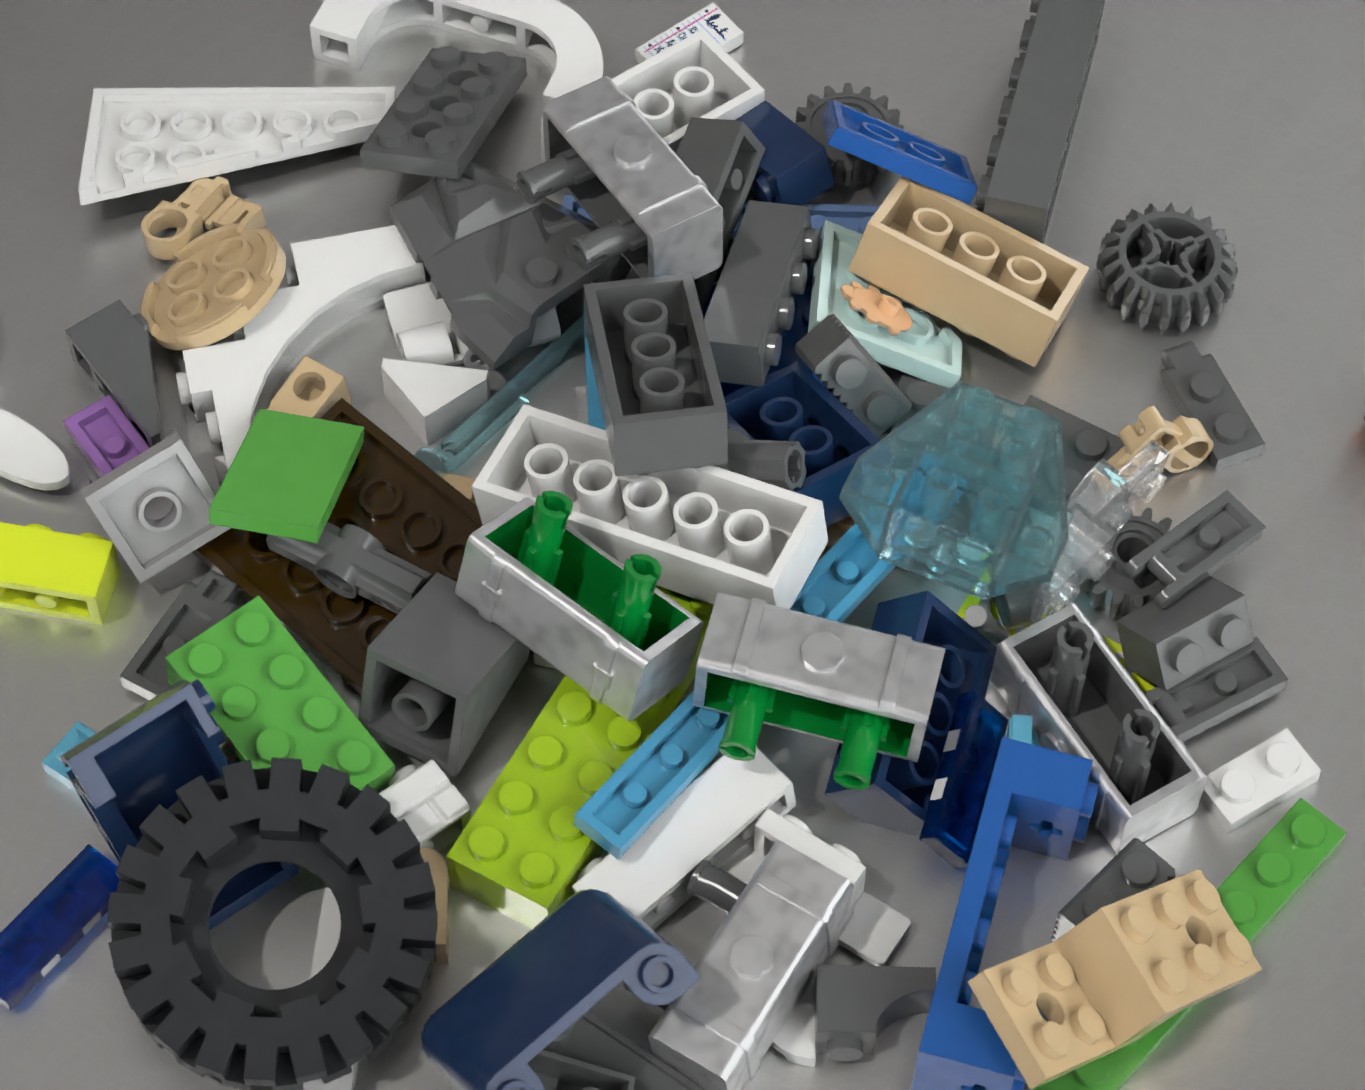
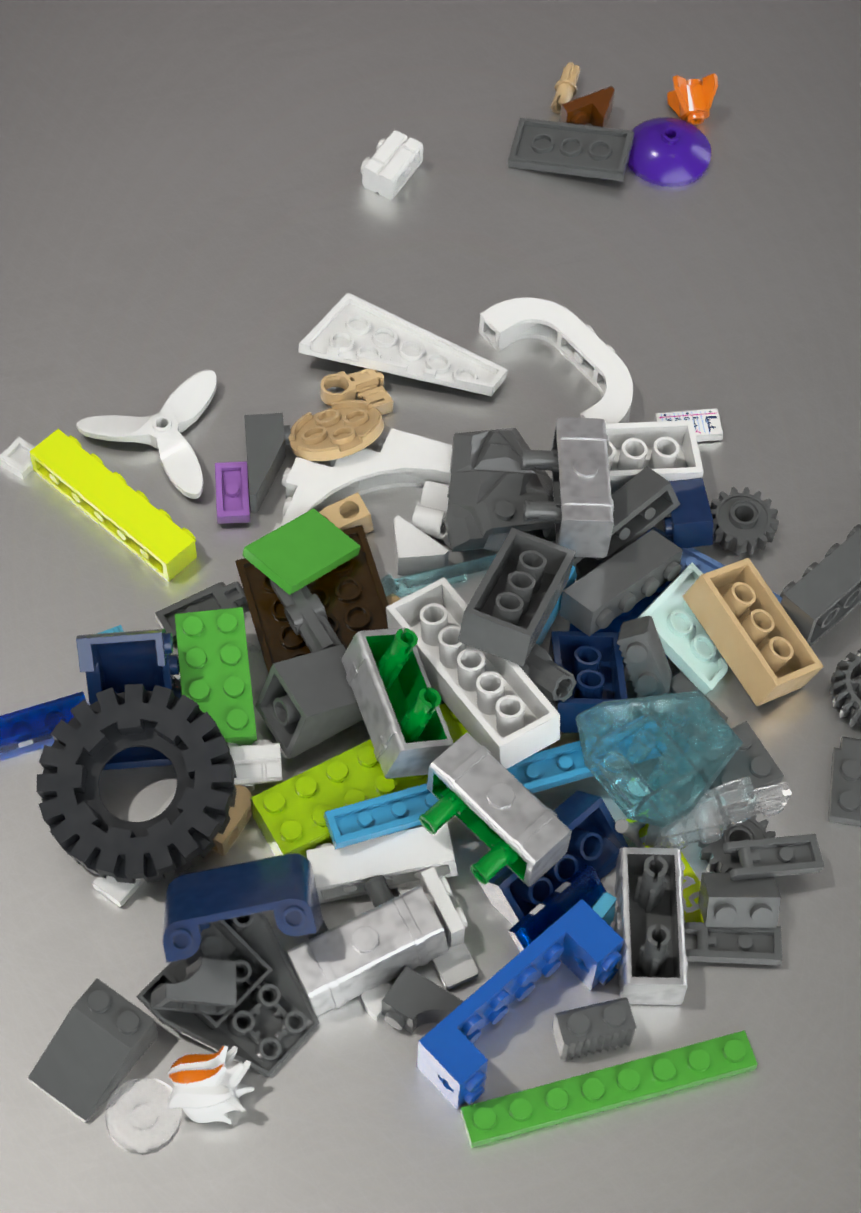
camera: 30 degrees right, 0 degrees up
(122, 496) = (244, 517): light grey hose -> none
(444, 113) = (520, 397): dark grey plate -> none
(877, 307) = (684, 626): light nougat piece -> none
(899, 151) = (755, 544): blue tile -> none
(1114, 977) = (556, 1064): tan bracket -> none
(1183, 438) = (807, 793): tan piece -> none
(1258, 780) = (728, 1007): white plate -> none

